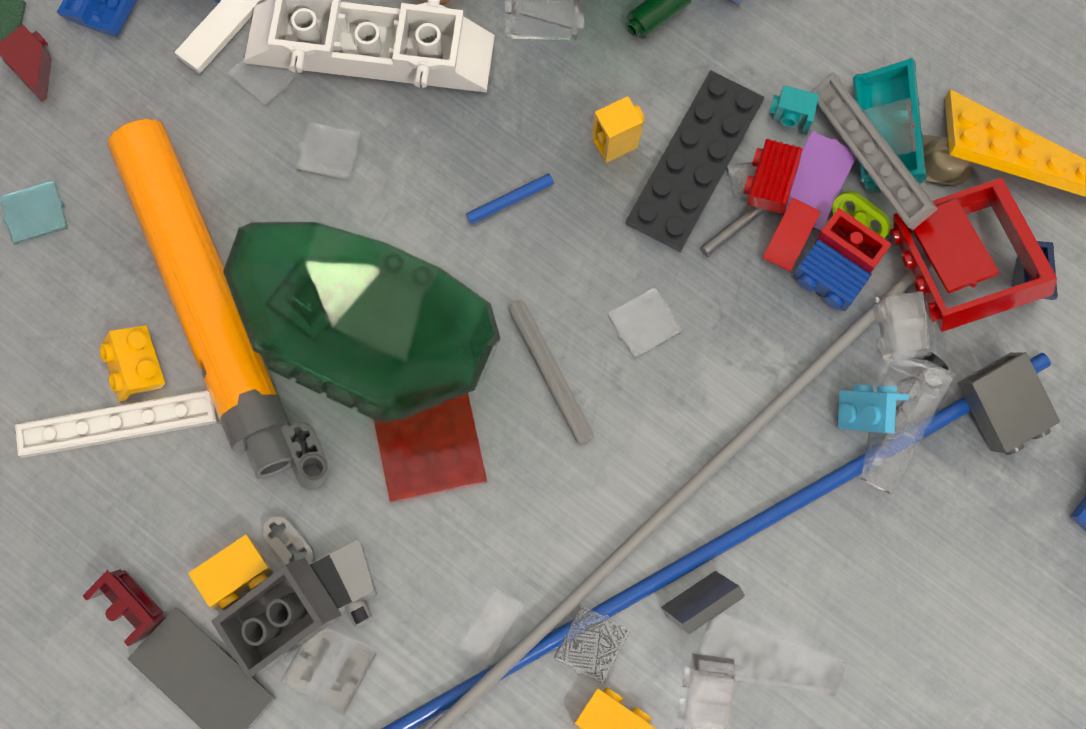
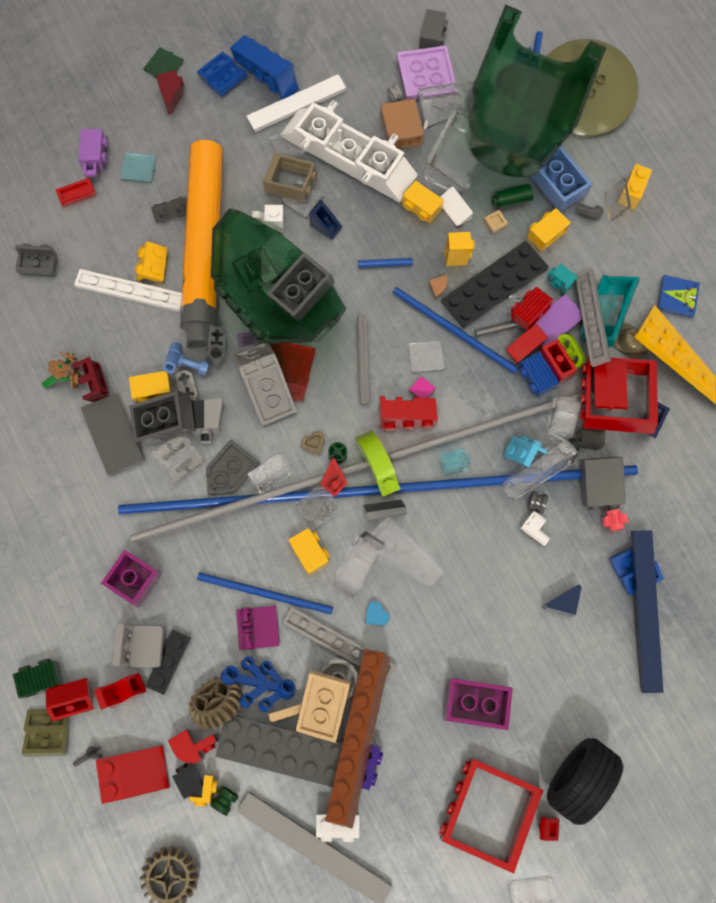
camera: 25 degrees right, 0 degrees up
(65, 612) = (59, 369): none -> medium nougat plant
(113, 266) = (169, 210): none -> dark grey hinge
(250, 506) = (175, 358): none -> medium blue bar
(288, 103) = (293, 165): none -> dark tan window
(297, 203) = (273, 216): none -> white brick
(349, 421) = (246, 339): none -> clear purple tile
(382, 172) = (323, 220): none -> dark blue slope
(400, 299) = (301, 287): none -> dark grey brick
(413, 480) = (265, 383): none -> light grey bracket
(422, 648) = (229, 469): none -> dark grey tile
(523, 77) = (422, 202): none -> yellow brick
(536, 543) = (313, 443): none -> dark tan tile
(577, 63) = (456, 207): none -> white slope
(585, 536) = (337, 449): none -> dark green wheel
(599, 589) = (333, 478): none -> red piece
(610, 200) = (438, 285): none -> medium nougat tile
(649, 59) = (495, 221): none -> tan tile
(656, 527) = (378, 461): none -> lime arch
(662, 429) = (407, 414): none -> red wedge
(664, 378) = (422, 388): none -> dark pink tile
(669, 260) = (455, 330): none -> blue piece
(737, 39) = (548, 230): none -> yellow brick
(771, 473) = (454, 462): none -> clear light blue brick
(926, 478) = (537, 501): none -> dark grey wheel
(936, 520) = (532, 528): none -> white piece
(956, 341) = (590, 438): none -> clear smoke brick
(977, 60) = (678, 296): none -> blue tile
(1043, 617) = (566, 603): none -> dark blue slope
(1054, 454) = (615, 520): none -> coral gear

